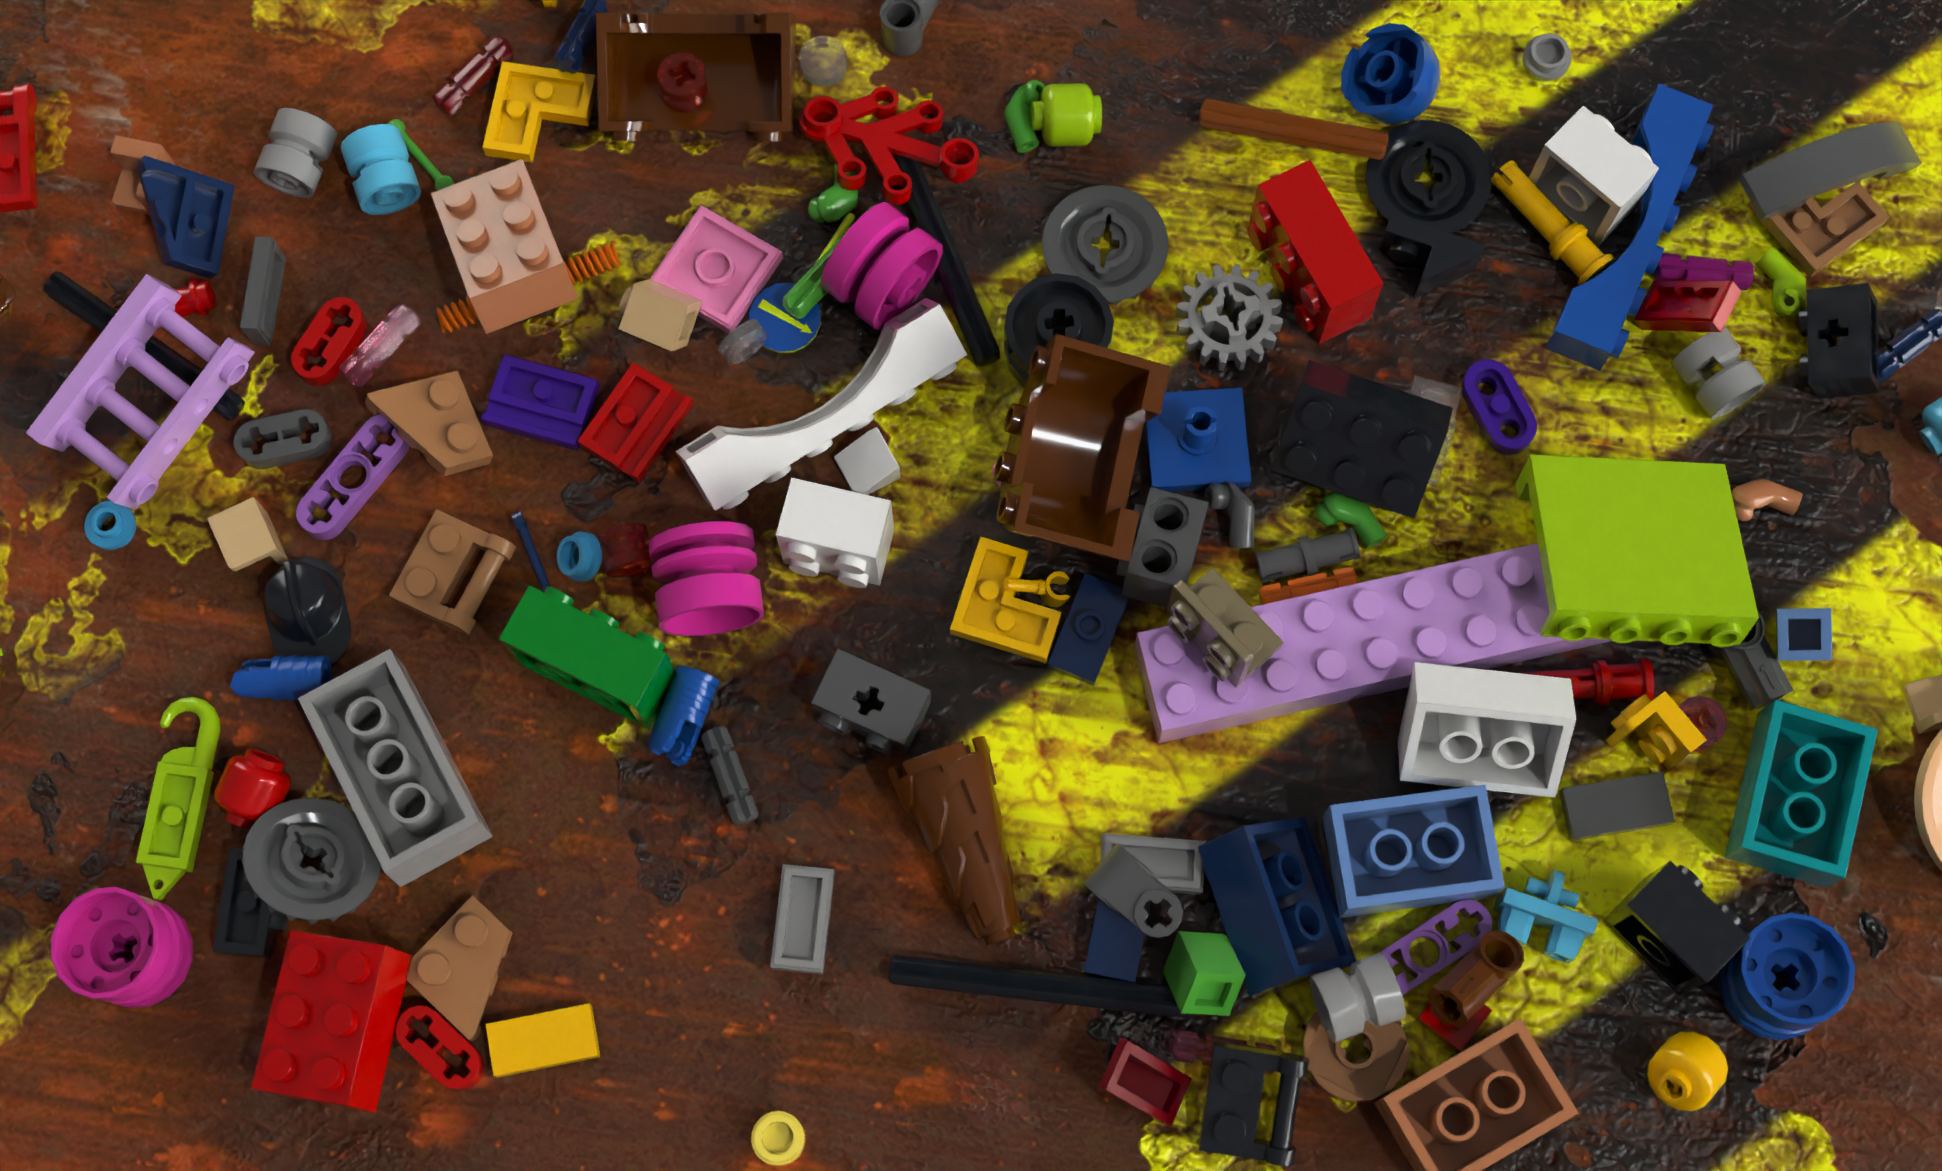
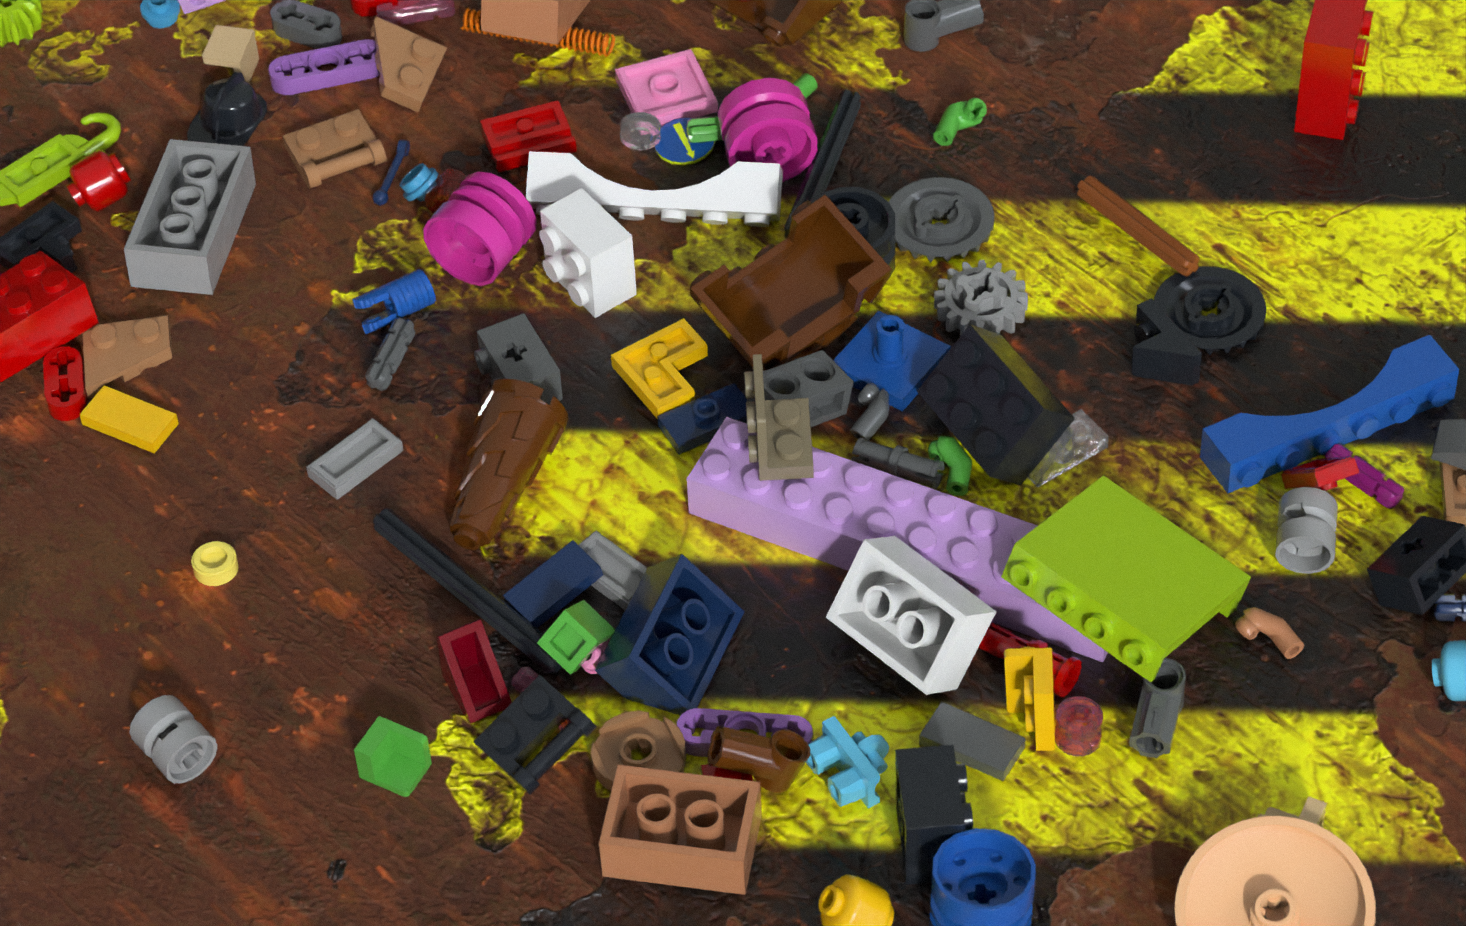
camera: 40 degrees right, 25 degrees down
(281, 677) = (163, 130): blue hinge -> none
(316, 828) = (65, 226): dark grey gear -> none
(540, 402) = (479, 90): dark purple plate -> none
(589, 655) = (364, 220): green brick -> none
(658, 314) = (601, 84): tan brick -> none
(823, 60) = (853, 21): clear tile -> none
(830, 123) = (817, 45): red plant -> none
(868, 463) = (656, 244): white slope -> none
(1040, 587) = (702, 375): yellow hand -> none
(1067, 115) = (983, 128): lime head -> none
(1128, 886) = (576, 558): dark grey piece -> none
(1313, 253) = (1070, 288): red brick -> none
(1361, 996) = (654, 701): light grey wheel -> none
(1391, 75) = (1235, 230): blue cylinder -> none
(1412, 851) = (790, 658): medium blue brick -> none
(1501, 408) = (1119, 463): dark purple plate -> none
(1547, 57) = (1371, 288): light grey plate -> none
(1566, 239) = (1274, 394): yellow pin -> none
(1593, 174) = (1322, 352): white brick -> none
(1788, 283) = (1422, 504): lime arm -> none
(1801, 793) = (1109, 802): teal brick -> none
(1803, 634) = (1209, 711): medium blue brick -> none

